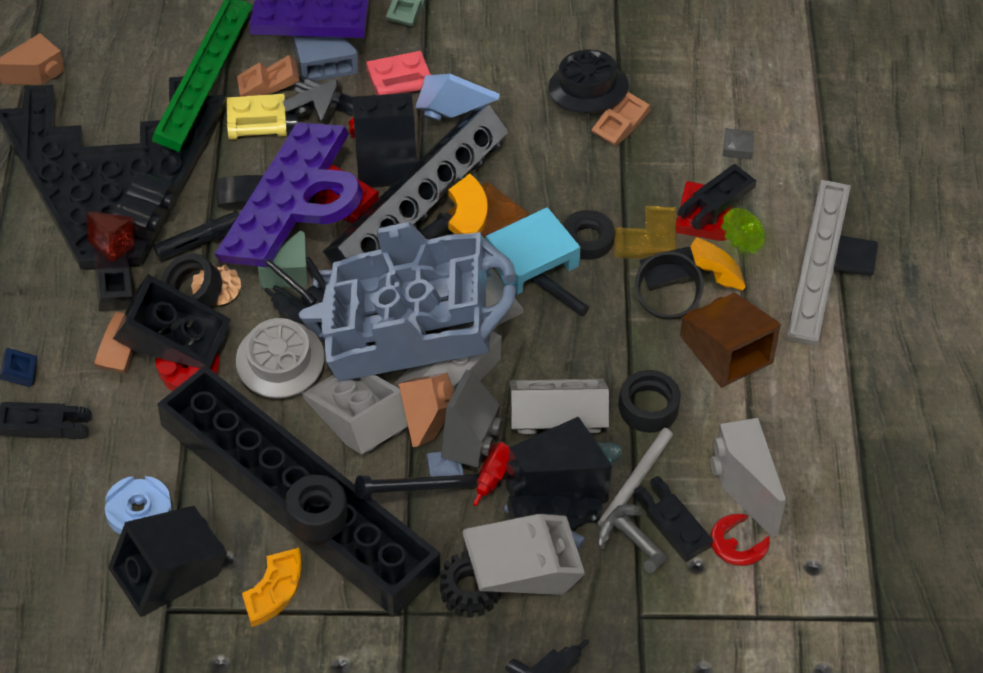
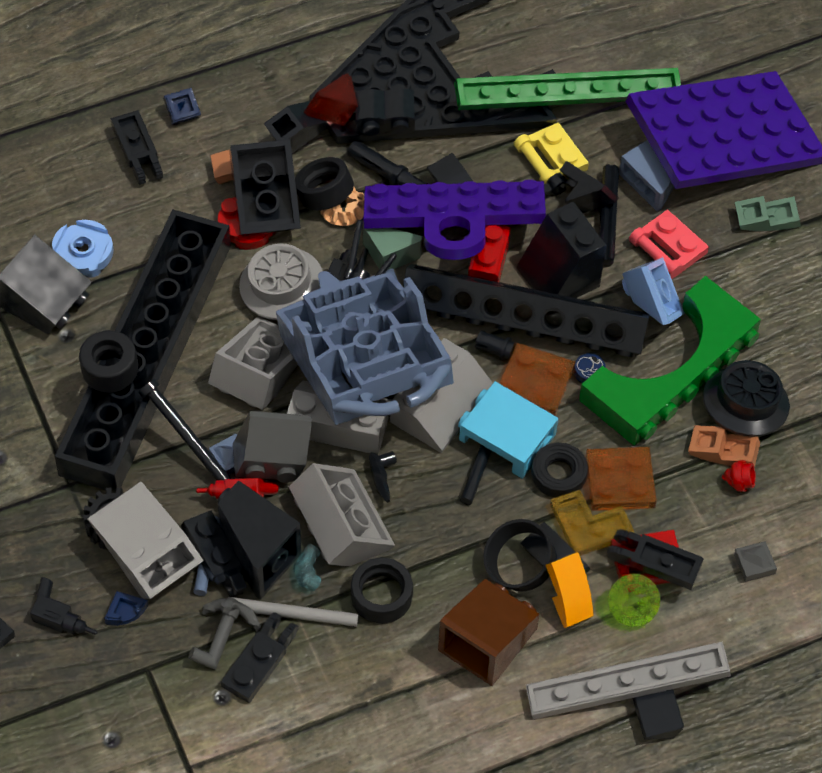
camera: 65 degrees right, 5 degrees up
(264, 81) = (598, 143): nougat slope -> none
(275, 588) = (48, 378): light orange tile -> none
(426, 405) = (272, 396): nougat slope -> none
(470, 206) = (524, 358): light orange tile -> none
(497, 175) = (587, 365): none -> dark blue tile
(524, 362) = (378, 472): none -> black bar
(556, 154) = (639, 405): none -> green arch
(569, 610) = (125, 609): none -> dark blue tile
(617, 196) = (621, 478): none -> clear orange plate
(656, 118) = (740, 475): none -> red plate
(726, 549) = (249, 714): red head -> none
(749, 472) = (331, 695): light grey slope -> none

